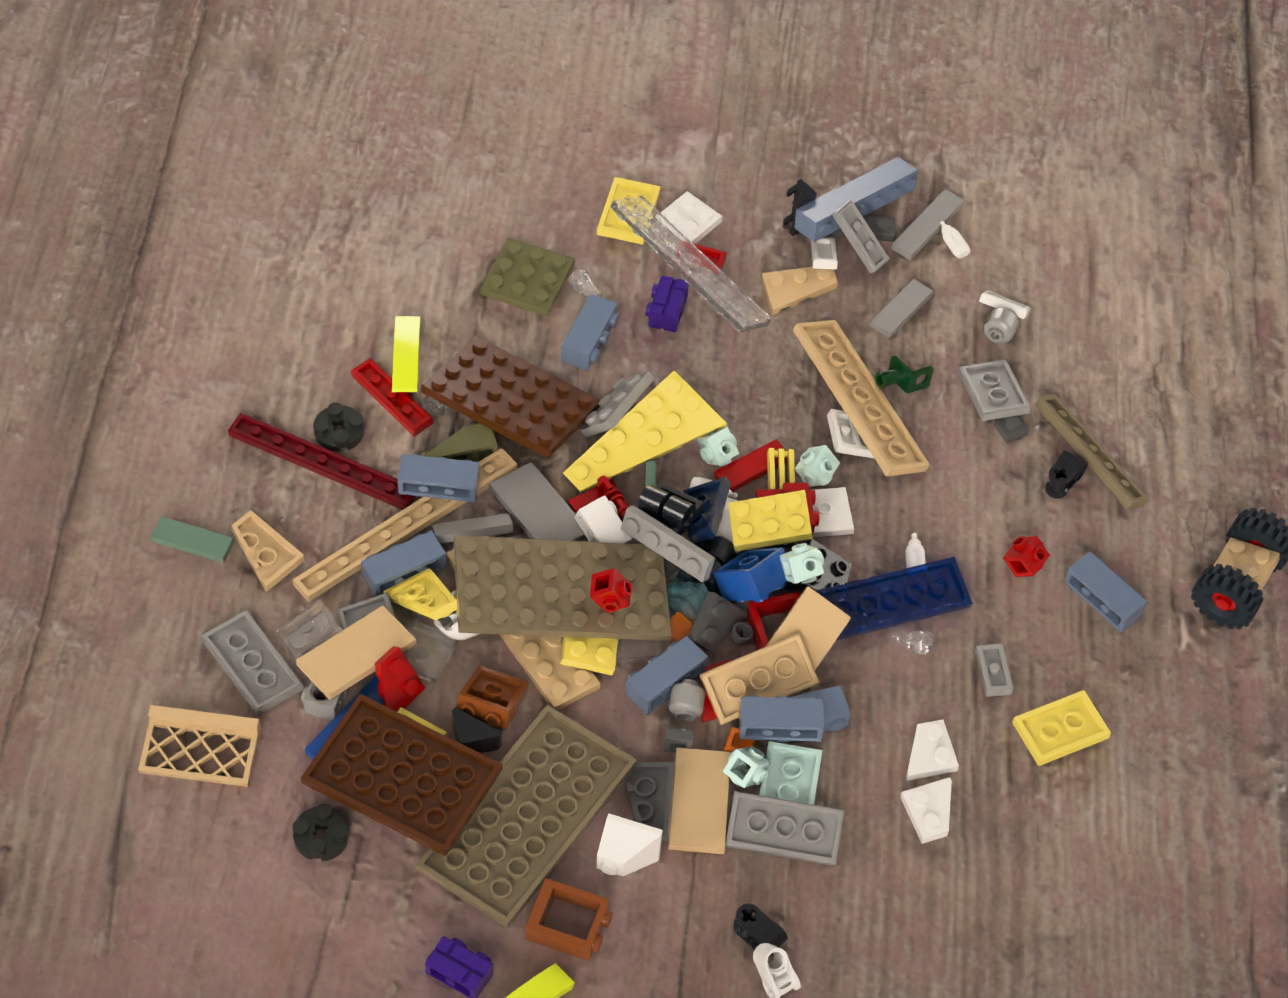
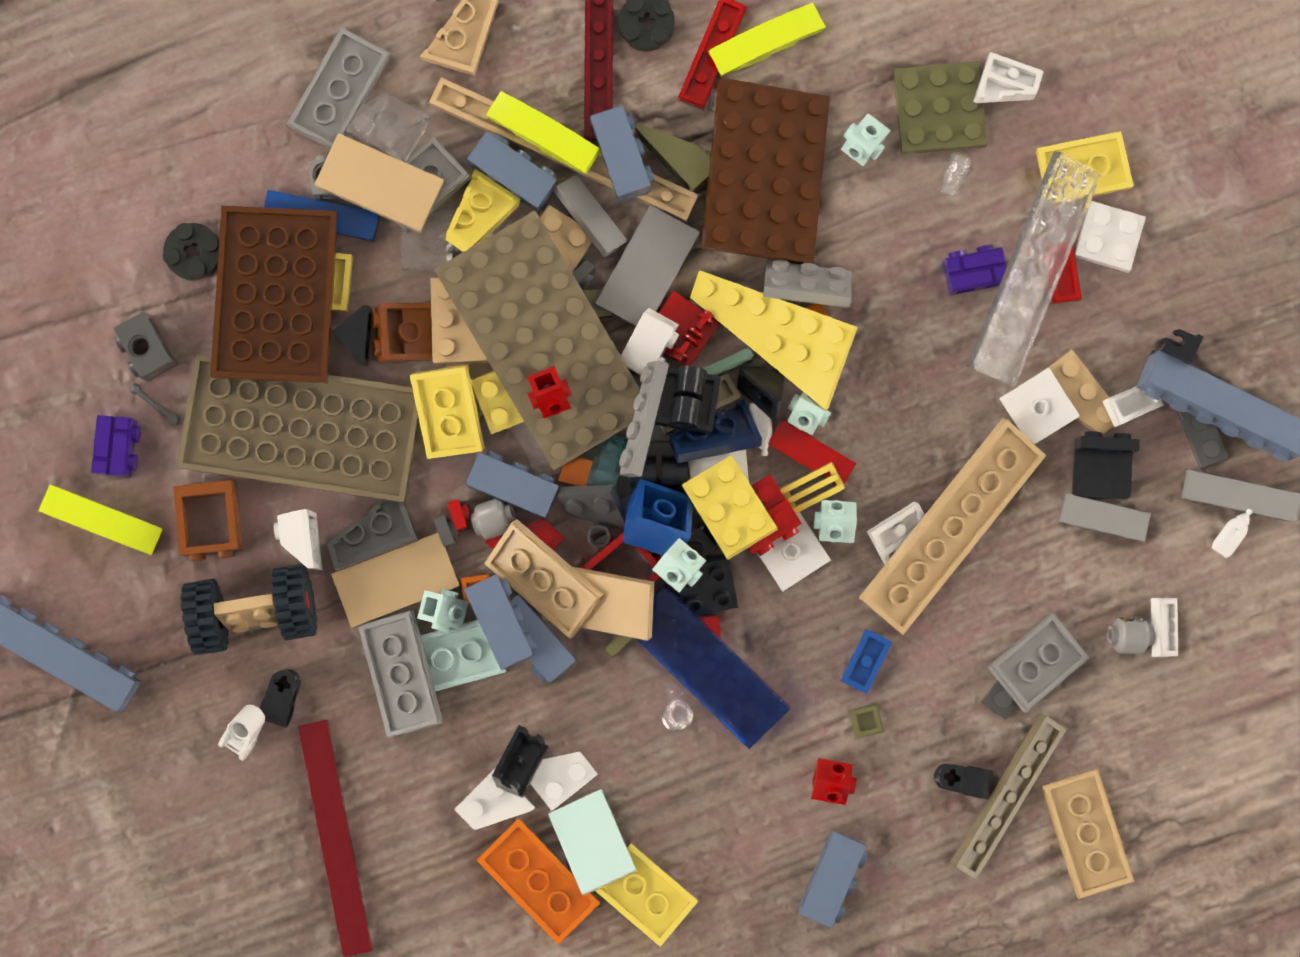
camera: 70 degrees right, 30 degrees up
(210, 725) = (244, 80): tan fence -> none
(372, 894) = (157, 358): none -> dark grey brick
(387, 520) = (543, 132): none -> neon yellow slope
(397, 680) = (372, 237): red wing -> none
(460, 916) = (172, 419): none -> dark grey hinge
(507, 656) = (450, 334): none -> tan wing
(526, 325) = (861, 144): none -> light aqua brick
(533, 225) = (1007, 81): none -> white wing
(579, 690) = (447, 411): none -> light yellow plate
(589, 332) = (894, 209): sand blue brick -> none
(662, 944) = (210, 618): none -> black plate
(668, 721) = (460, 515): none -> red plate
(685, 468) = (763, 388): none -> black slope
(793, 305) = (1039, 406): none -> white plate
(840, 656) = (617, 644): none -> olive tile
(859, 289) = (1103, 465): none -> black bracket
(860, 236) = (1169, 433): light grey tile -> none
(904, 377) = (1003, 556): dark green bracket -> none
(905, 945) = (335, 838): none -> dark red tile
(906, 766) = (519, 762): none -> black hinge
(914, 552) = (781, 667): white piece -> none
(939, 498) = (866, 661): none -> blue plate
(986, 520) = (866, 721): none -> olive tile
(994, 670) = (680, 801): light grey plate -> none
(999, 744) = (592, 842): none -> light aqua tile
(1014, 801) = (537, 881): none -> orange plate
(1142, 418) = (1087, 833): none -> tan tile

